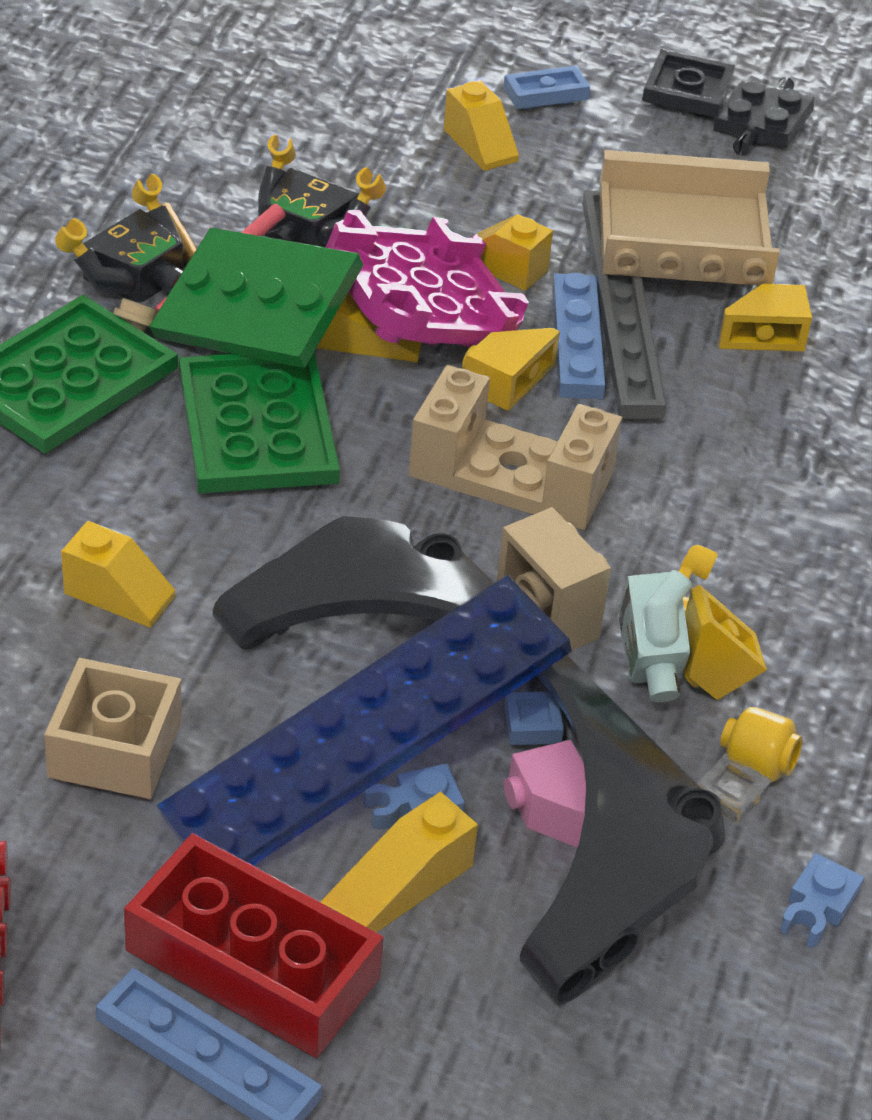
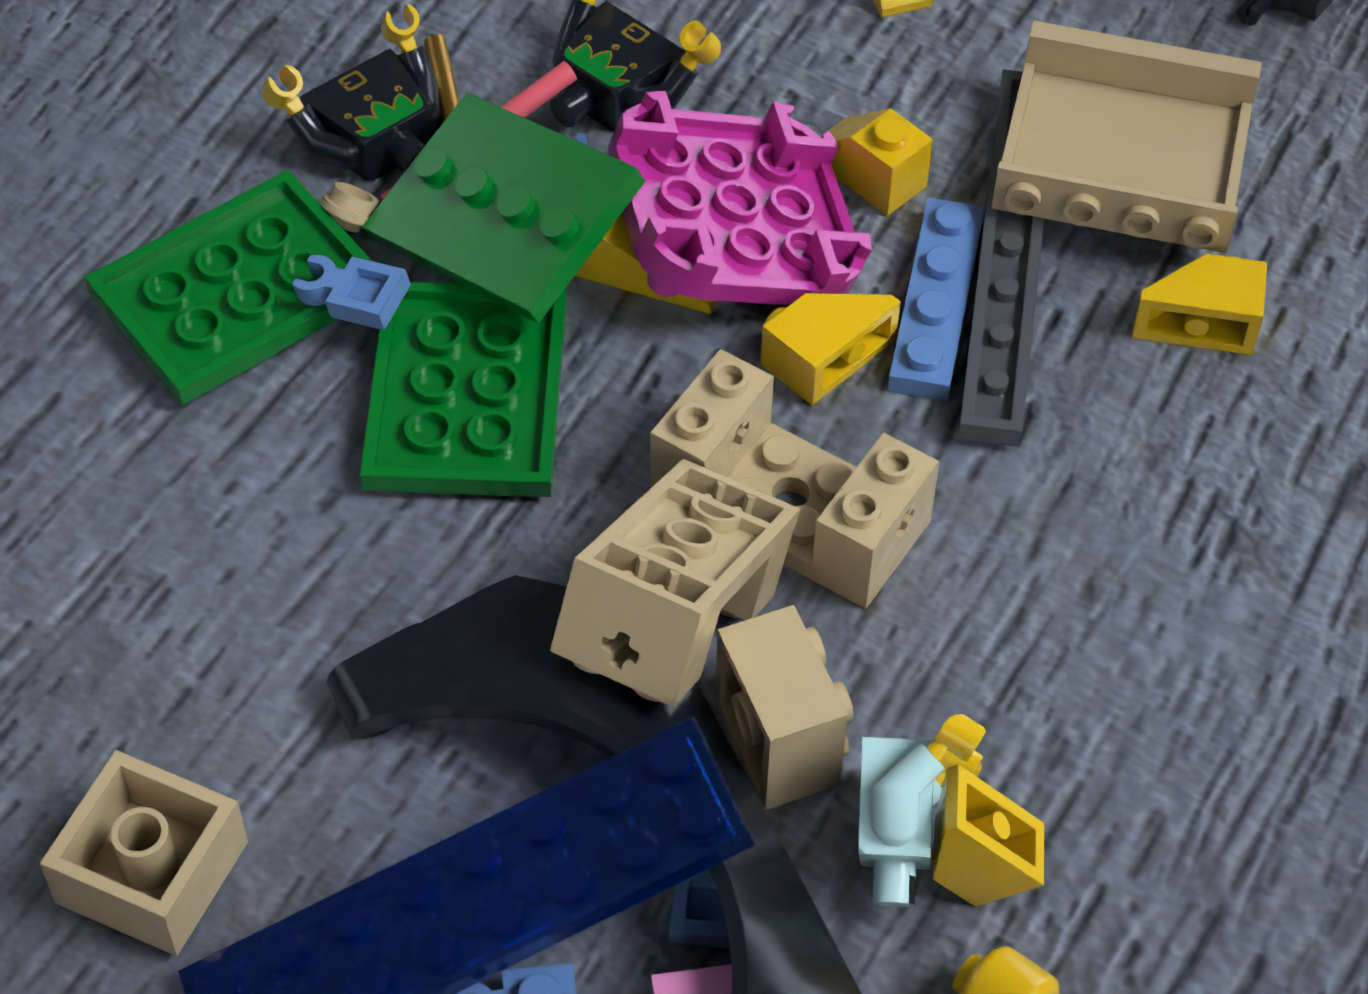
camera: 15 degrees right, 10 degrees up
(114, 575) = (216, 610): yellow slope -> none
(164, 362) = (358, 294): none -> medium blue plate
(462, 491) = (664, 571): none -> tan plate

